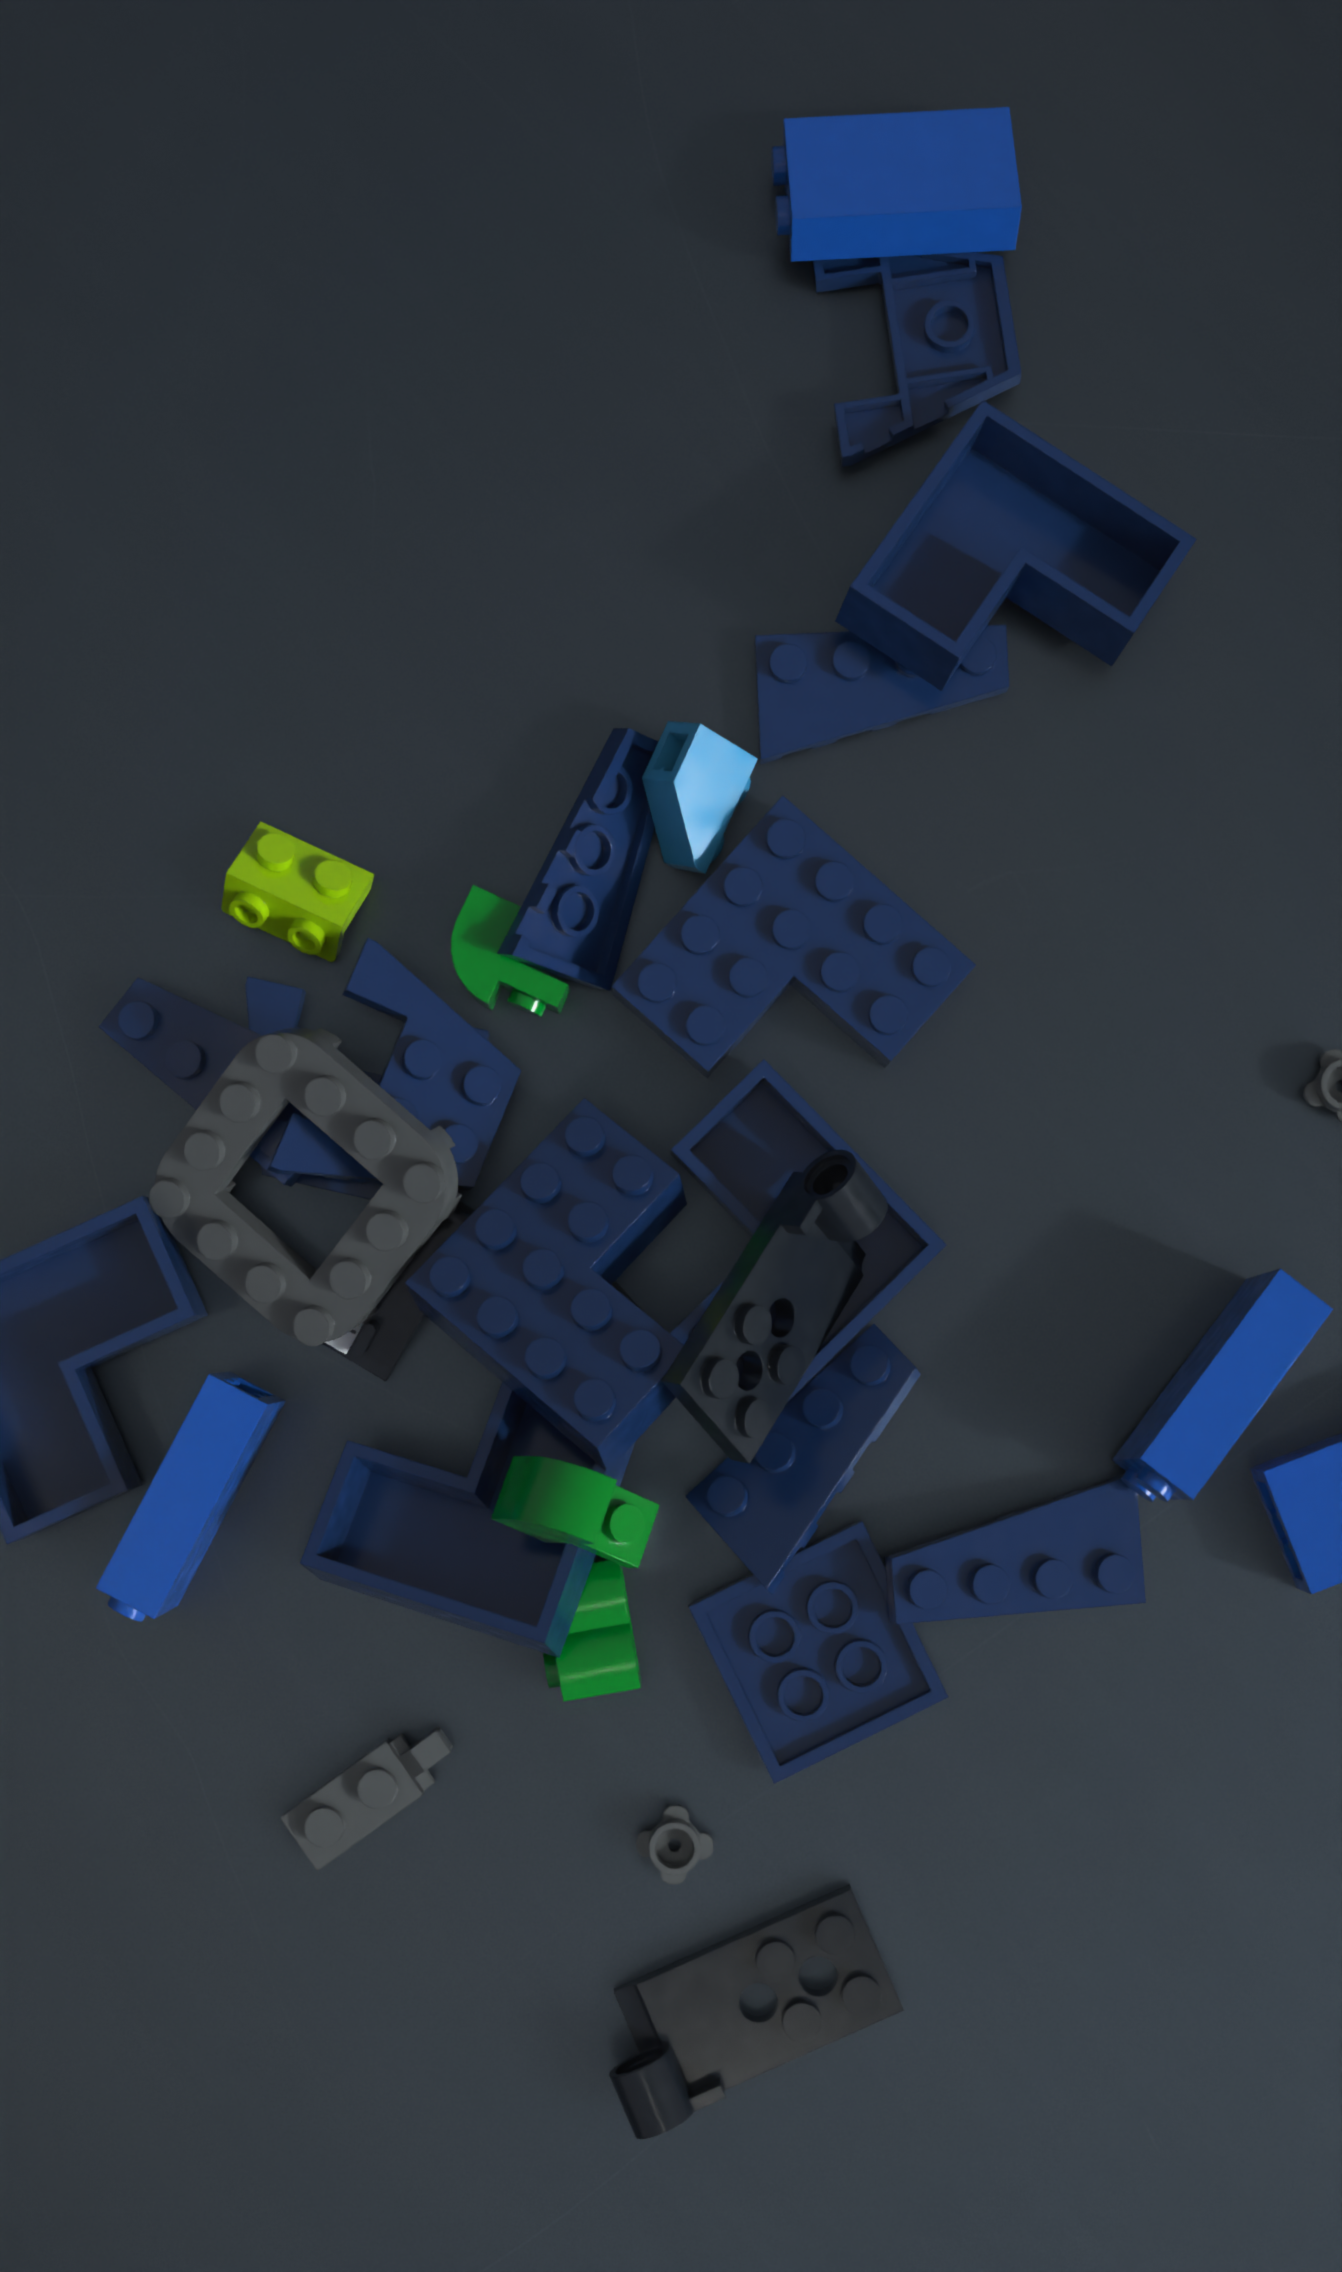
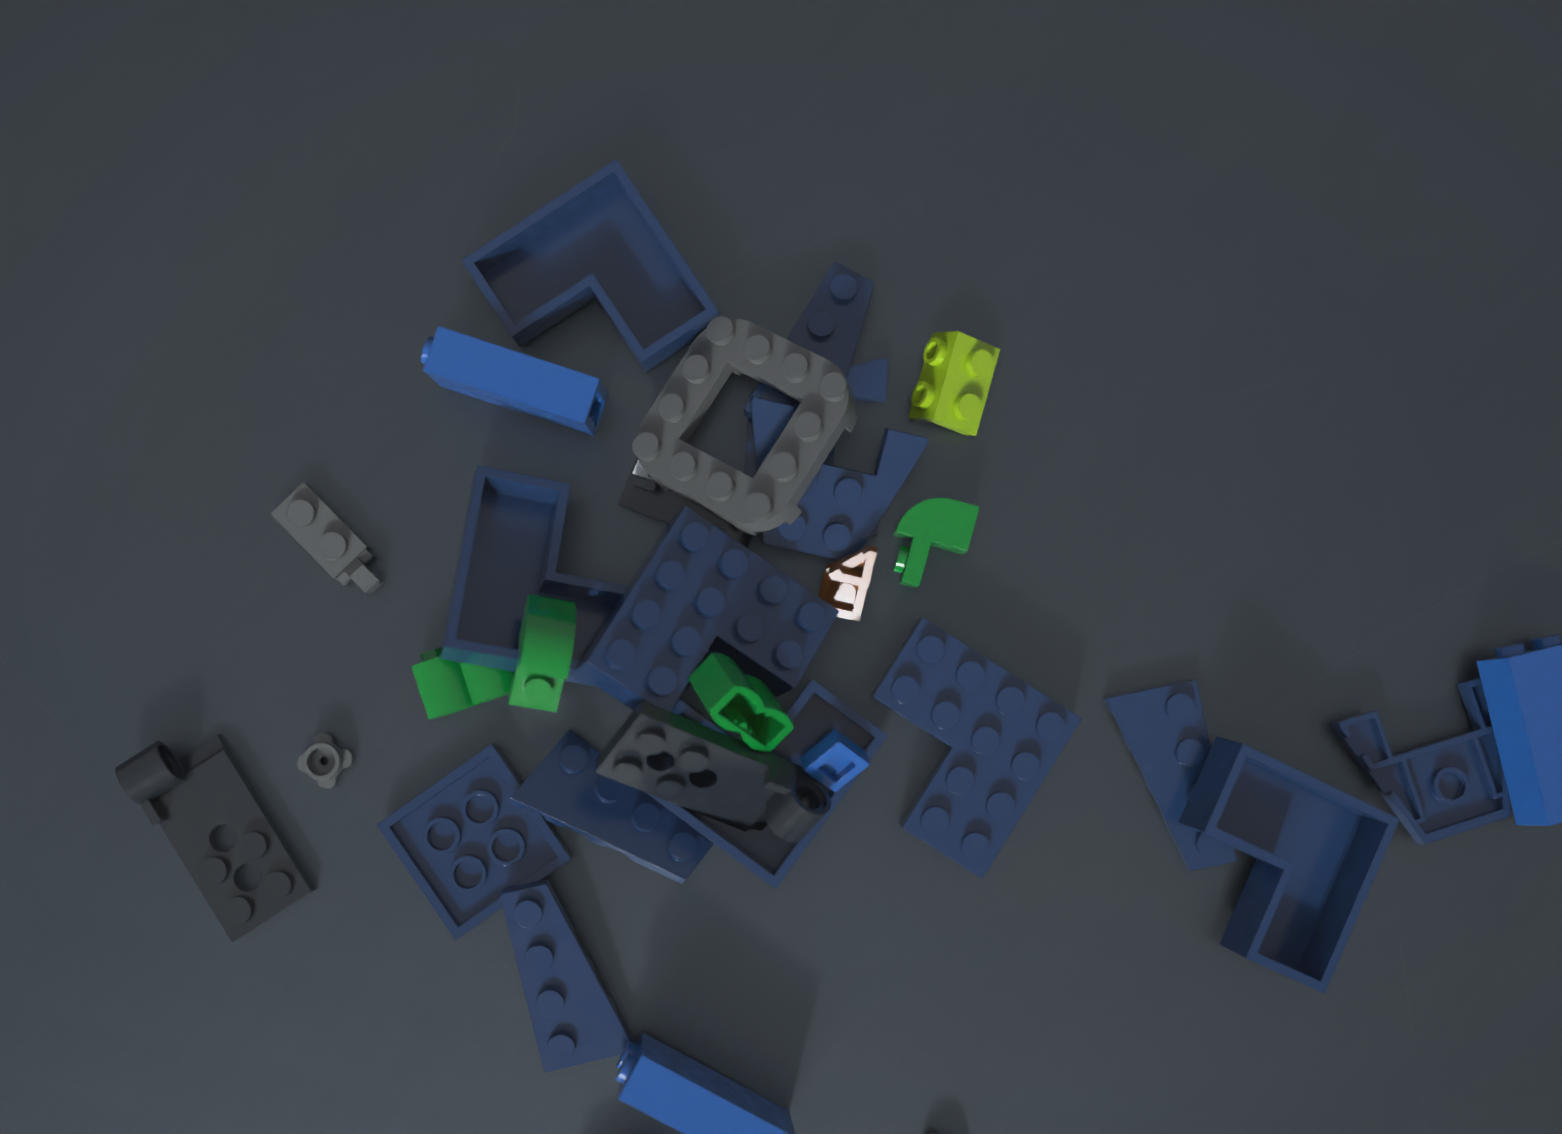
camera: 80 degrees right, 0 degrees up
(545, 1081) = (847, 582): none -> slope
(590, 879) = (997, 589): dark blue wing -> none
(687, 1249) = (740, 702): none -> green brick
(693, 791) = (1074, 654): dark azure slope -> none
(786, 1135) = (835, 760): none -> blue plate

